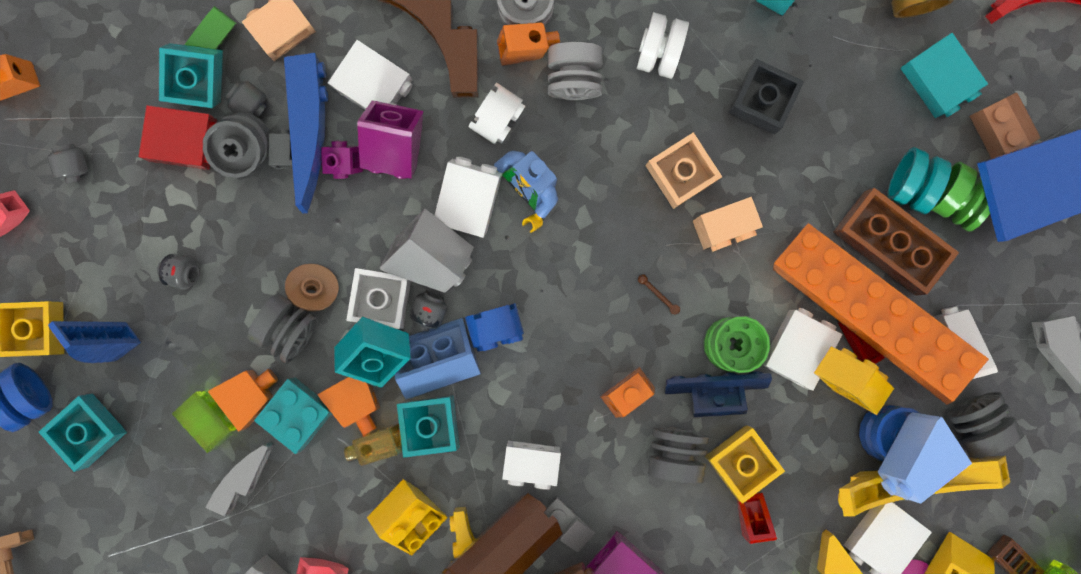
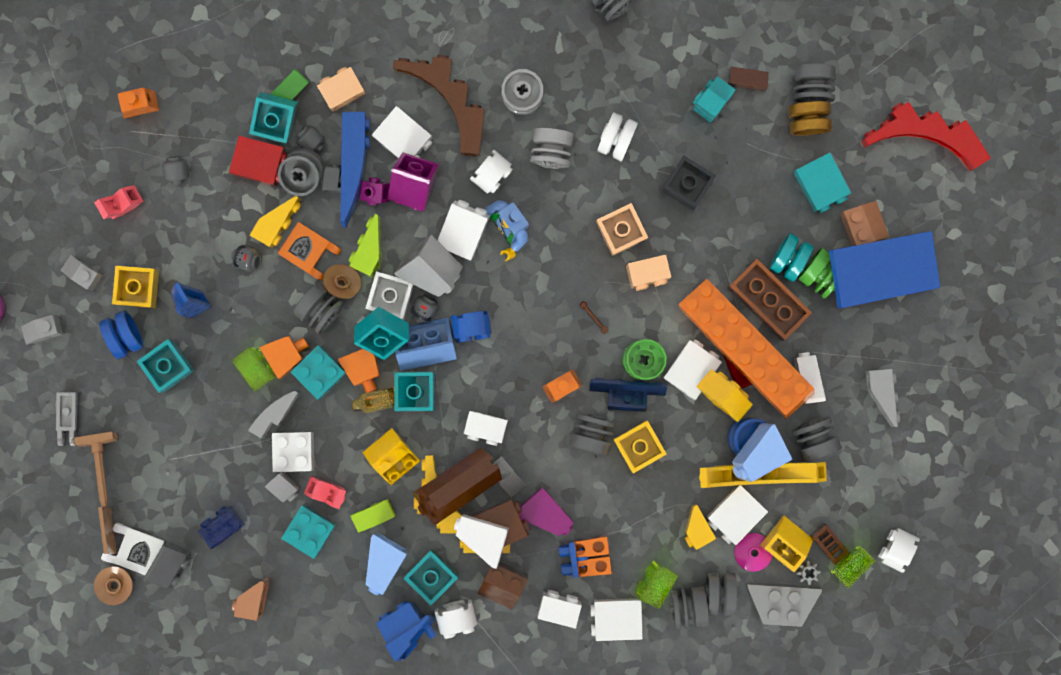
camera: 15 degrees right, 0 degrees up
(208, 221) = (271, 225): none -> yellow slope
(258, 248) = (306, 248): none -> orange flag
(272, 528) = (293, 451): none -> white brick
(344, 242) = (369, 253): none -> lime slope
(524, 42) = (511, 123): orange torso -> none
(756, 520) = (643, 487): red slope -> none

